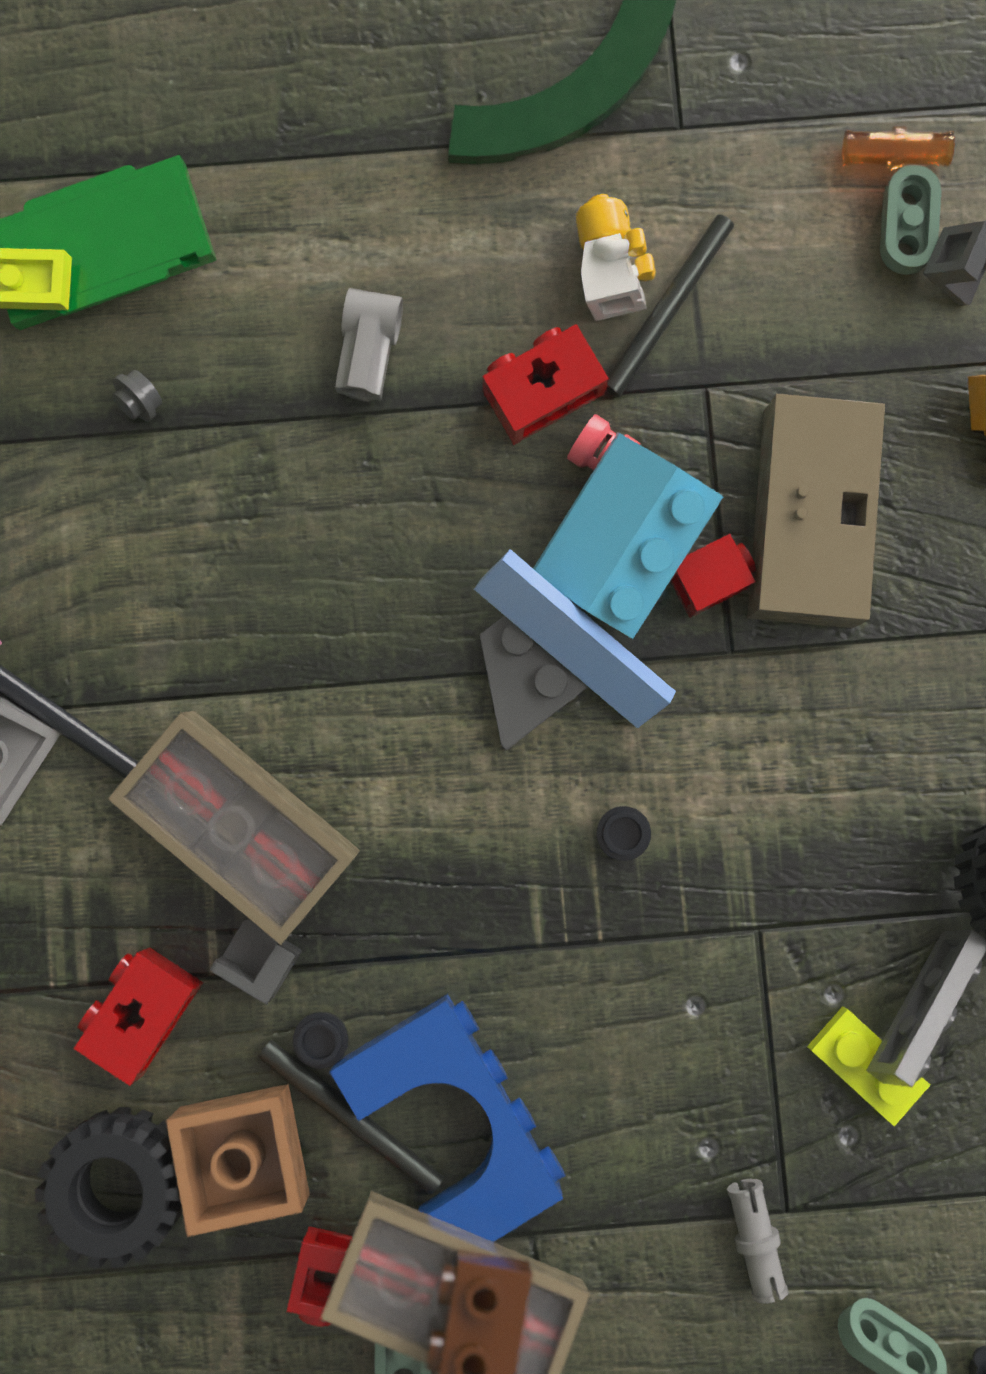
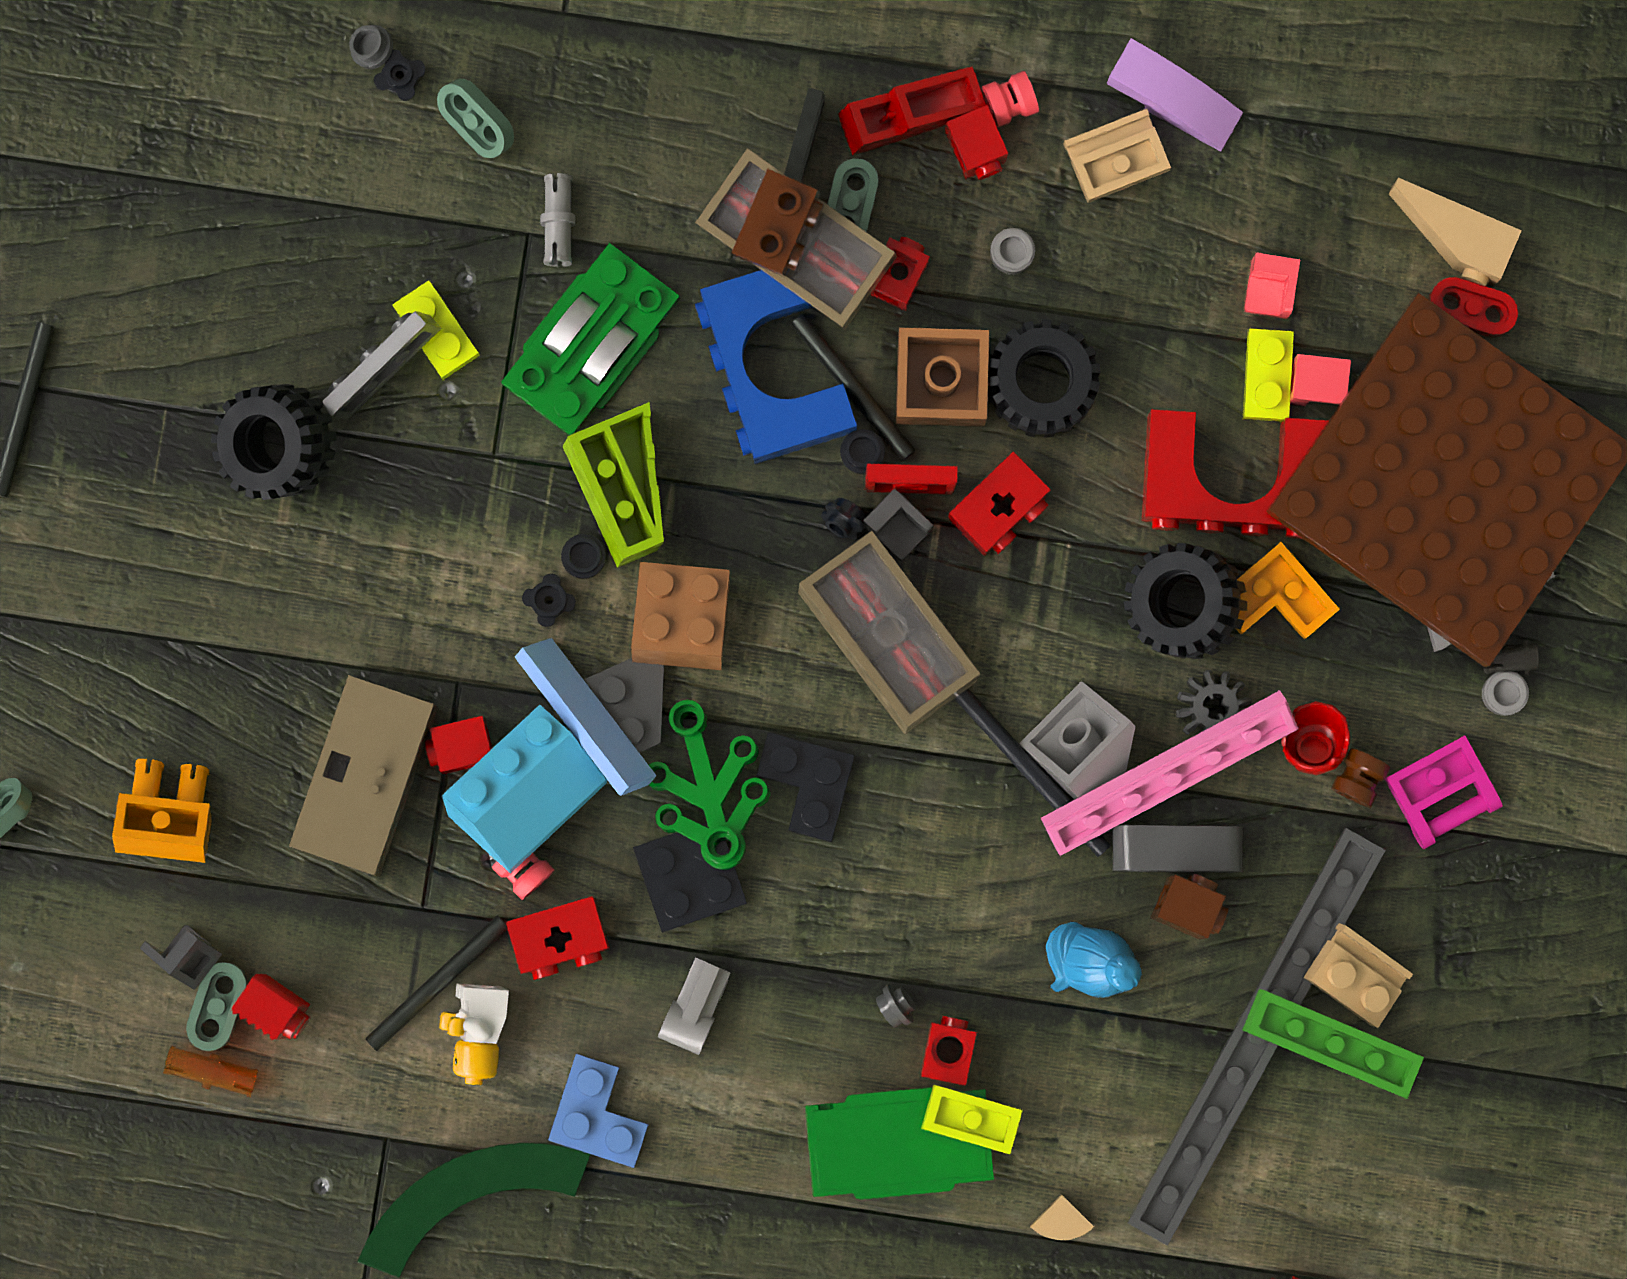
camera: 165 degrees left, 0 degrees up
(50, 338) = (949, 1072): none -> red brick
(192, 1335) = (1012, 251): none -> light grey tile
(246, 1021) = (911, 479): none -> red tile
(284, 638) = (817, 773): none -> black plate
(323, 952) = (844, 518): none -> black plate
(408, 586) = (709, 792): none -> green plant
(409, 491) = (683, 883): none -> black plate
(460, 190) = (583, 1117): none -> medium blue plate
(490, 787) = (680, 616): none -> medium nougat brick
(604, 934) = (620, 482): none -> lime wedge
(636, 775) = (548, 612): none -> black plate
(678, 1099) = (591, 340): none -> green piece
(853, 217) = (272, 1008): none -> red brick

